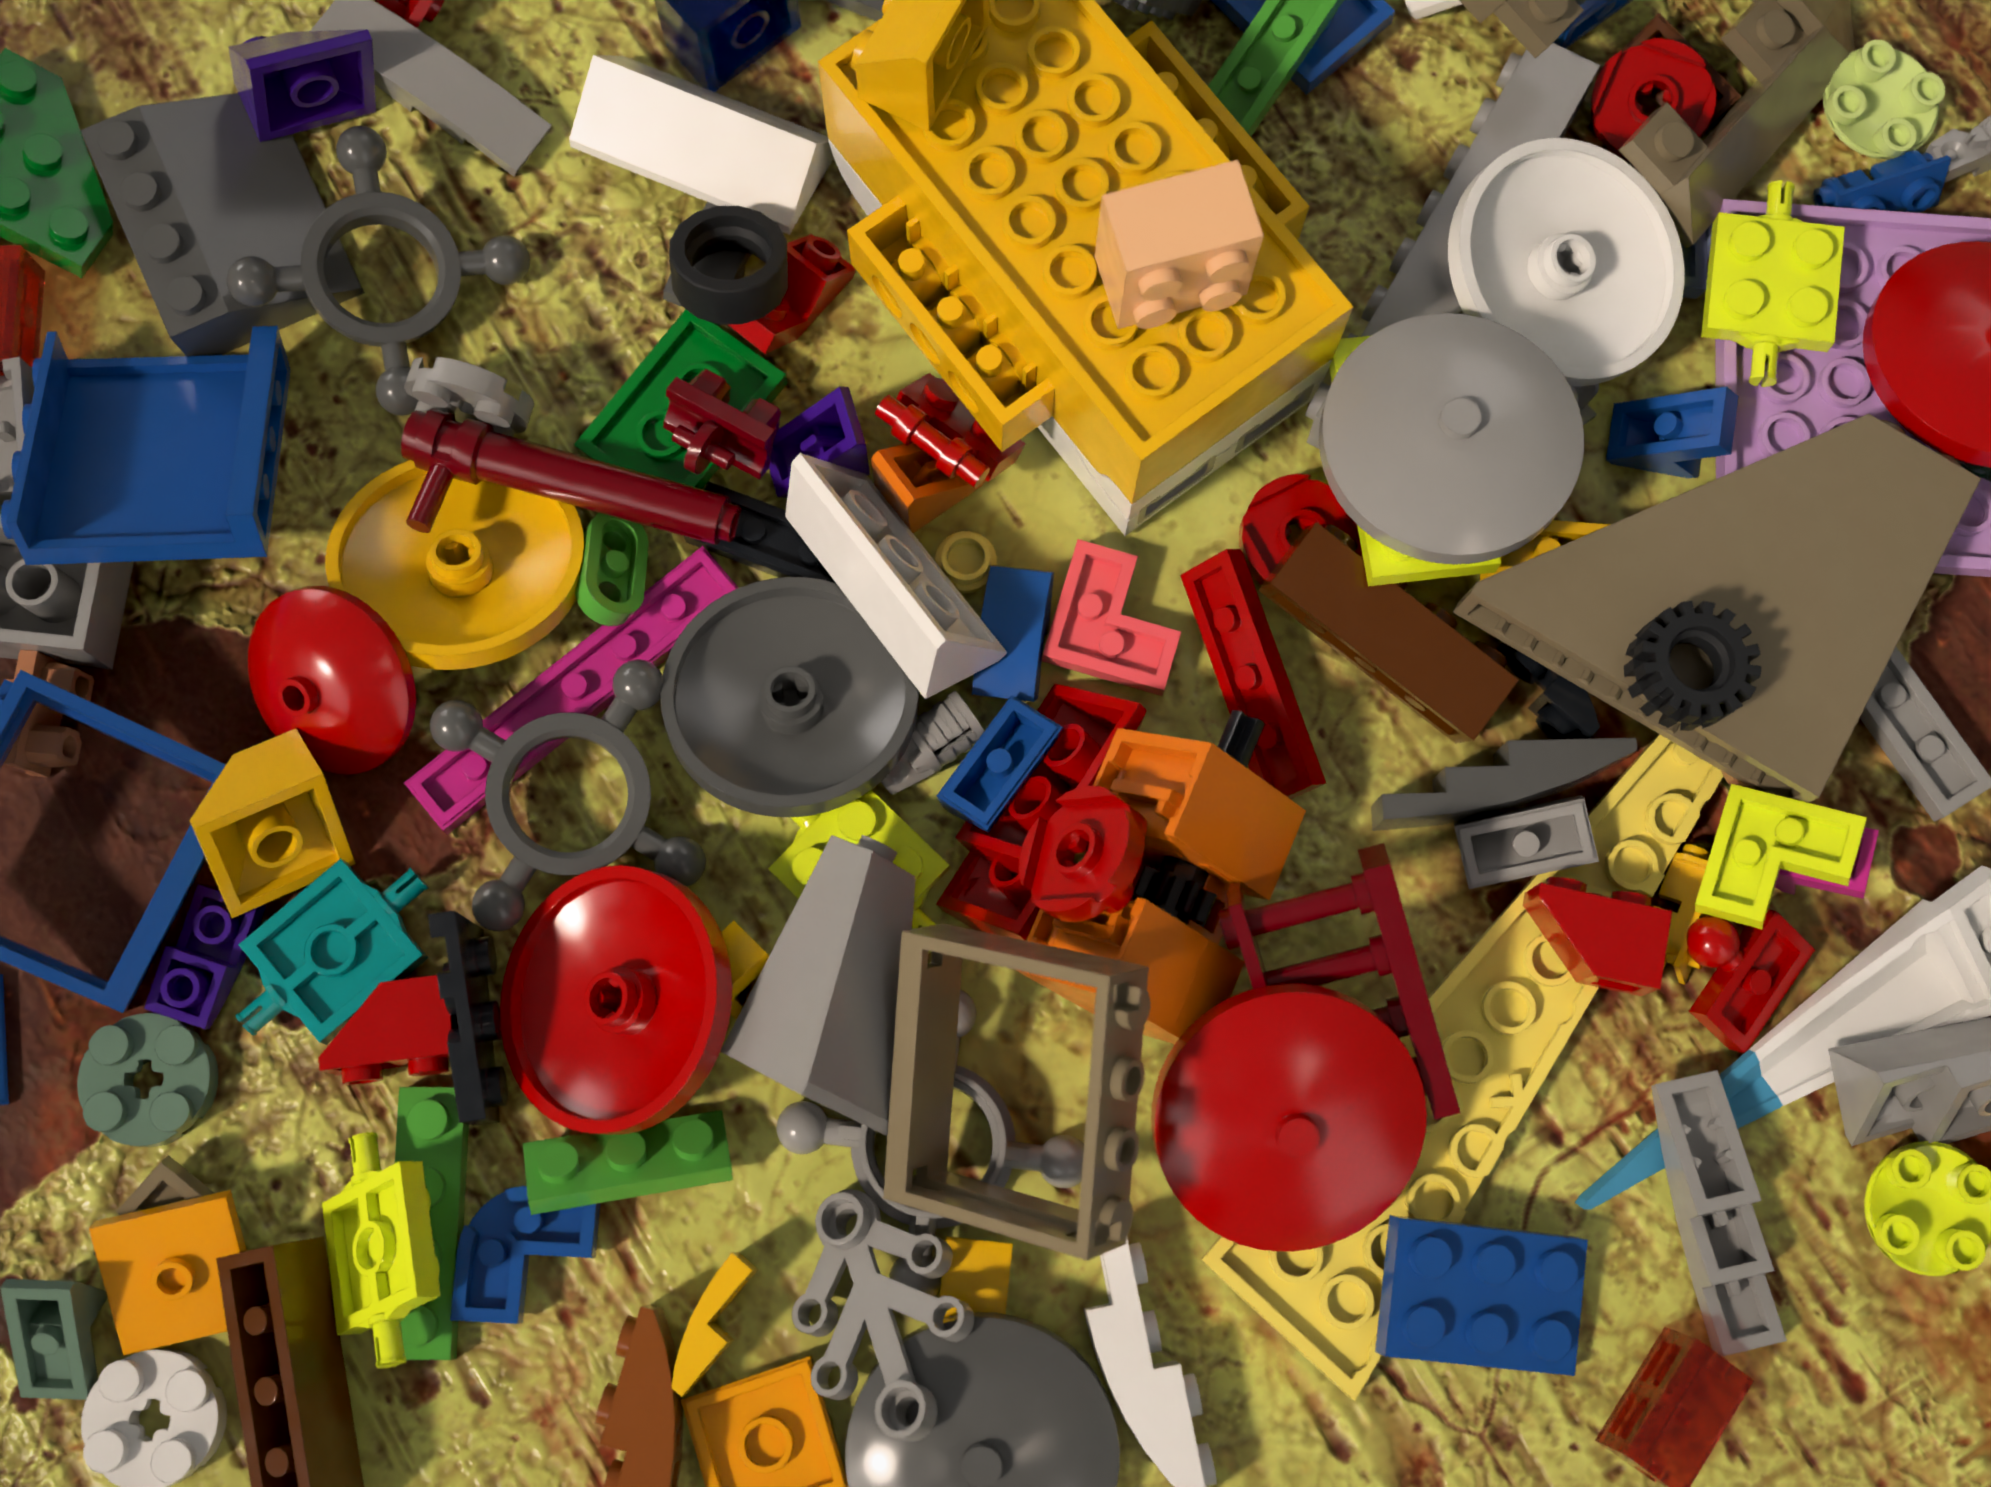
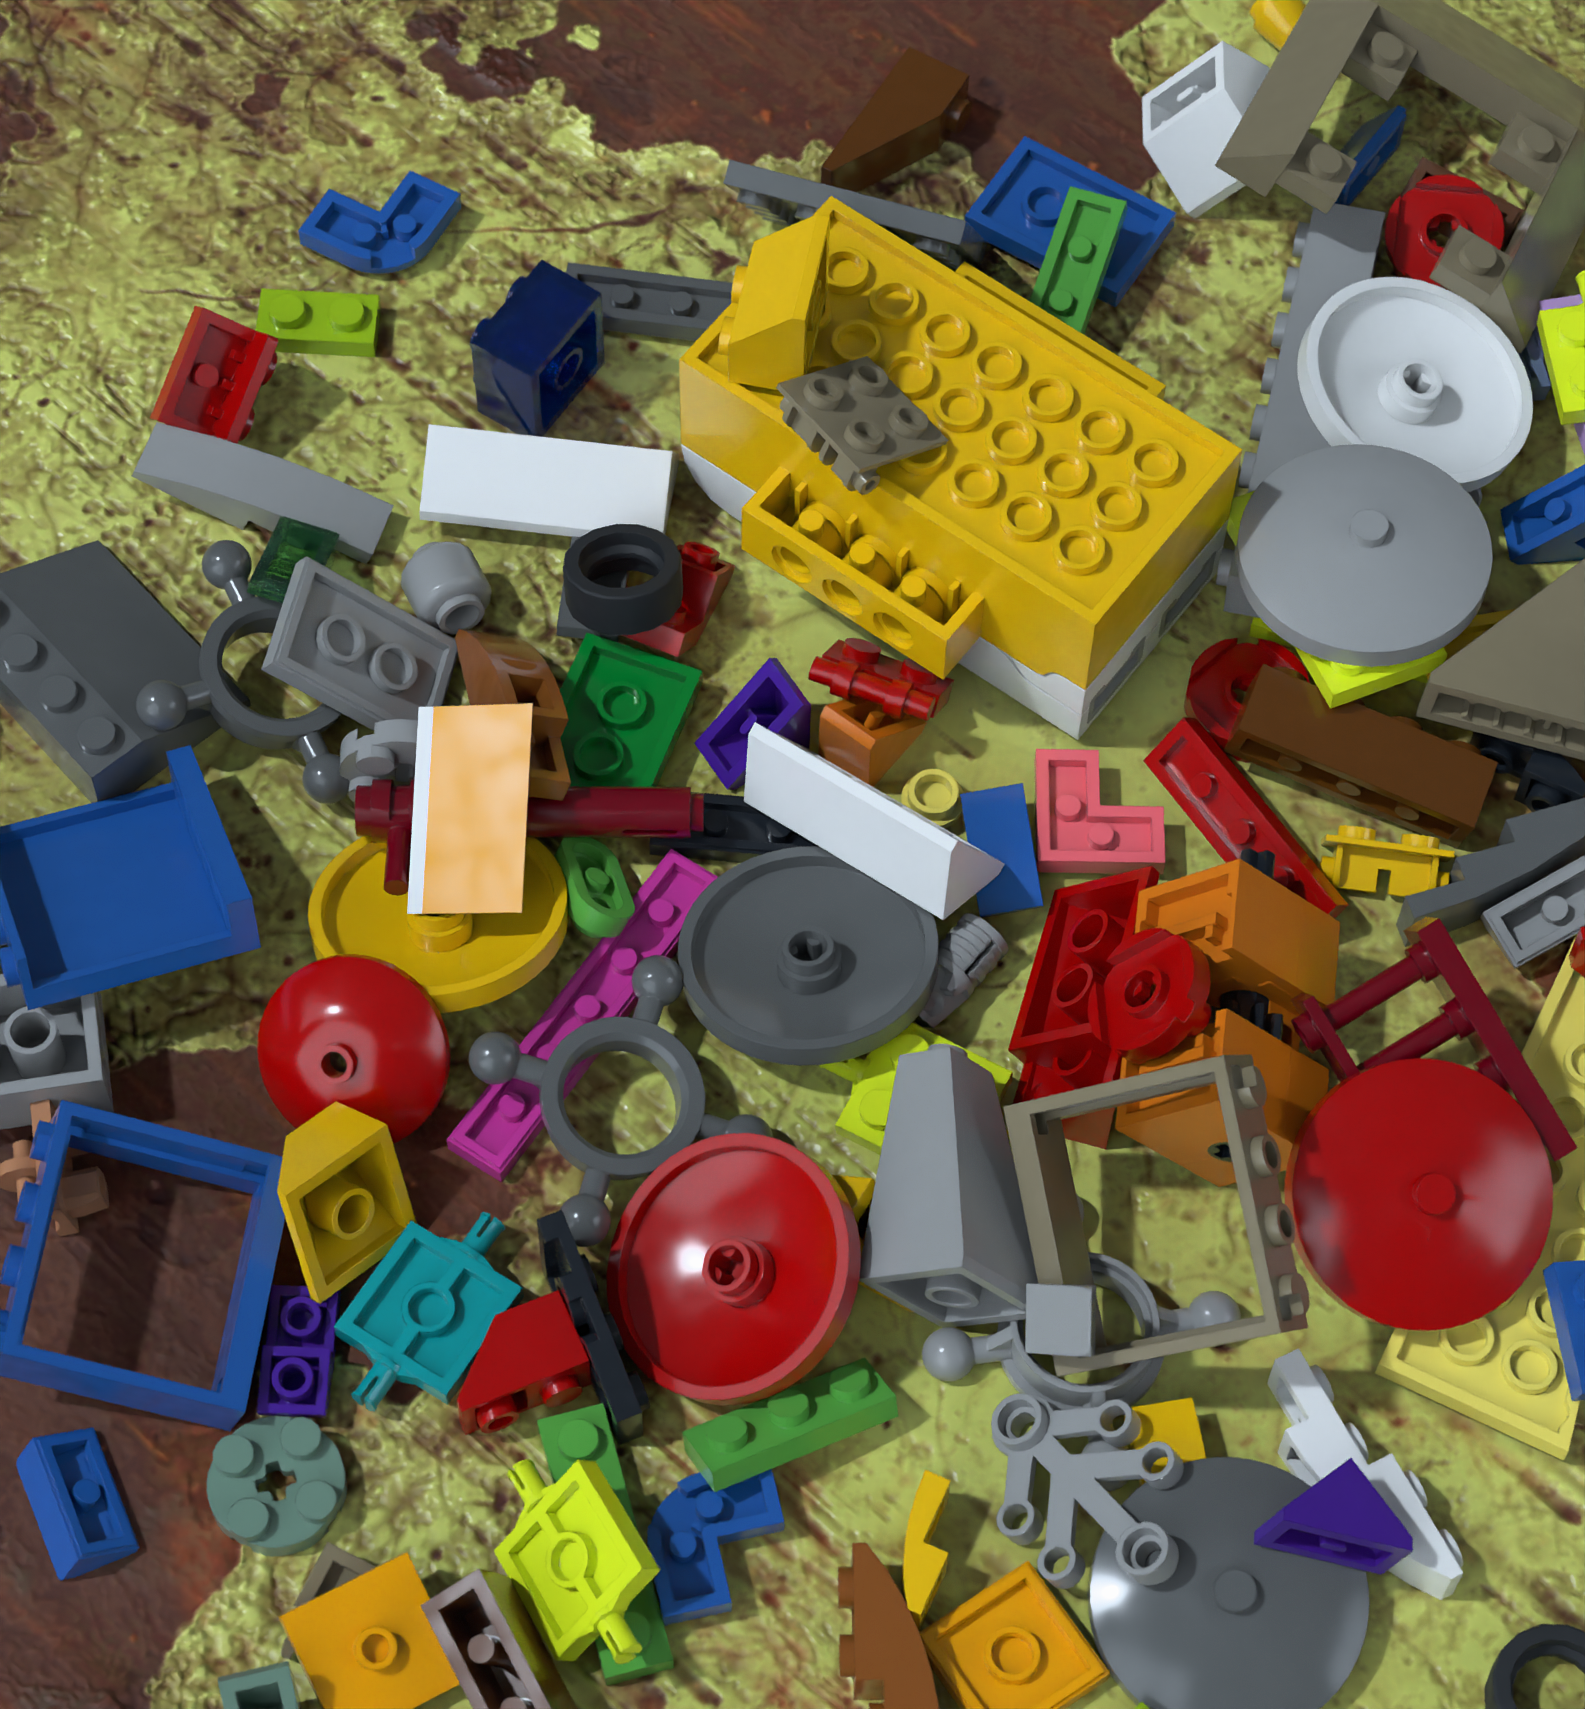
camera: 15 degrees left, 15 degrees down
(304, 79) = (142, 516): dark purple slope -> none
(436, 138) = (287, 546): none -> clear green slope
(461, 276) = (357, 649): none -> light grey tile
(499, 471) = (470, 809): none -> light orange sticker
(570, 224) = (446, 586): none -> light grey head
(586, 376) = (514, 672): none -> dark orange slope
(718, 431) = (659, 727): dark red hips -> none
(896, 1157) = (1060, 1319): none -> light grey slope
(970, 175) = (856, 420): none -> dark tan hinge
(999, 764) = (1029, 969): blue slope -> none
(1099, 1423) = (1339, 1523): none -> dark purple slope
(1177, 245) = (1072, 427): light nougat brick -> none
(1402, 752) = (1359, 857): none -> yellow hinge

